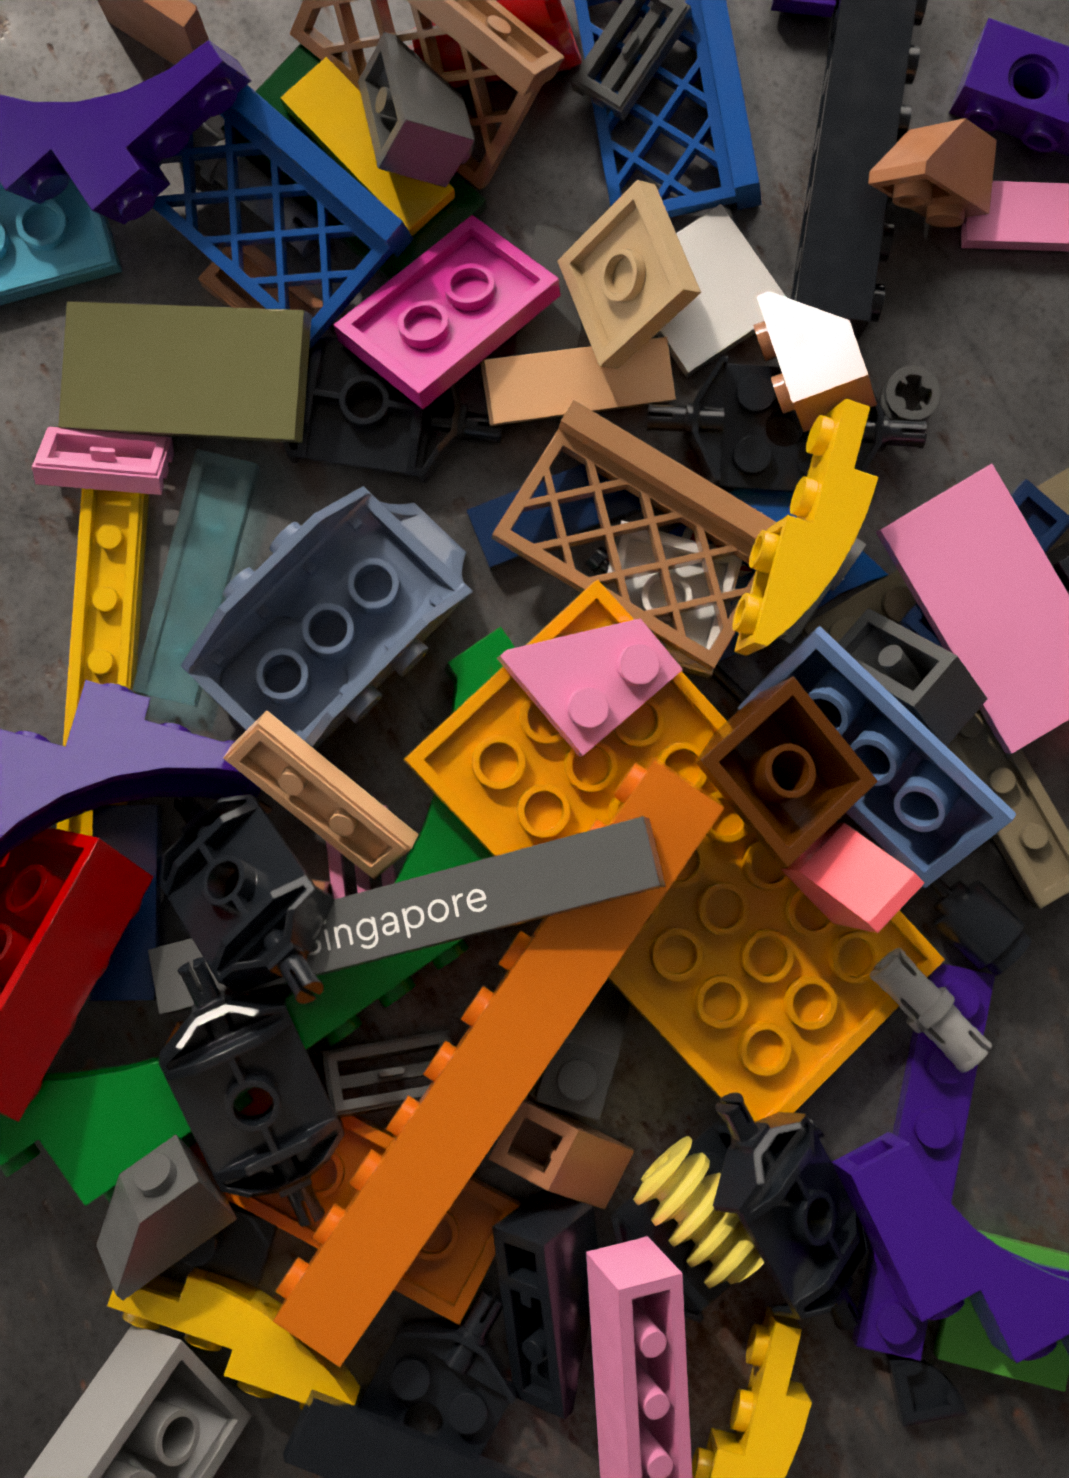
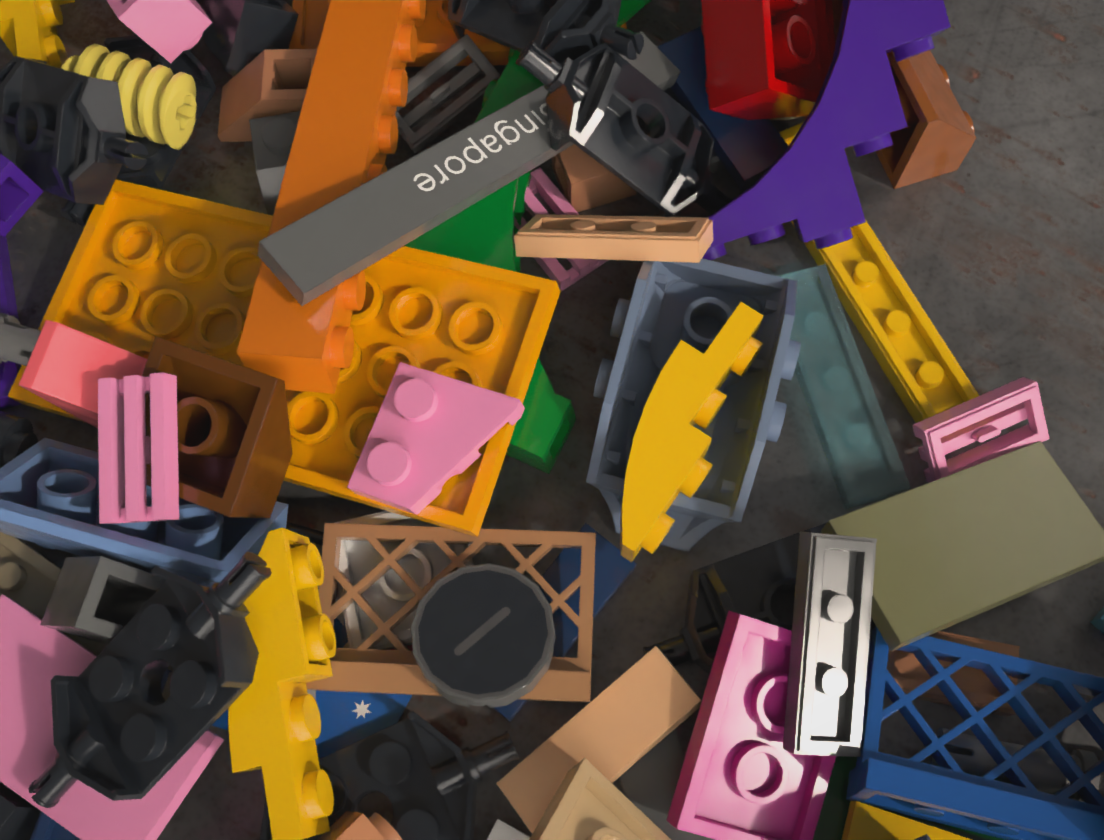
camera: 155 degrees right, 15 degrees down
(358, 341) = (829, 645): none -> tile
(397, 567) = (666, 446): none -> yellow slope
(630, 491) = (483, 636): none -> black tile
(868, 782) = (127, 449): none -> bright pink tile
(954, 575) = (113, 719): none -> black plate

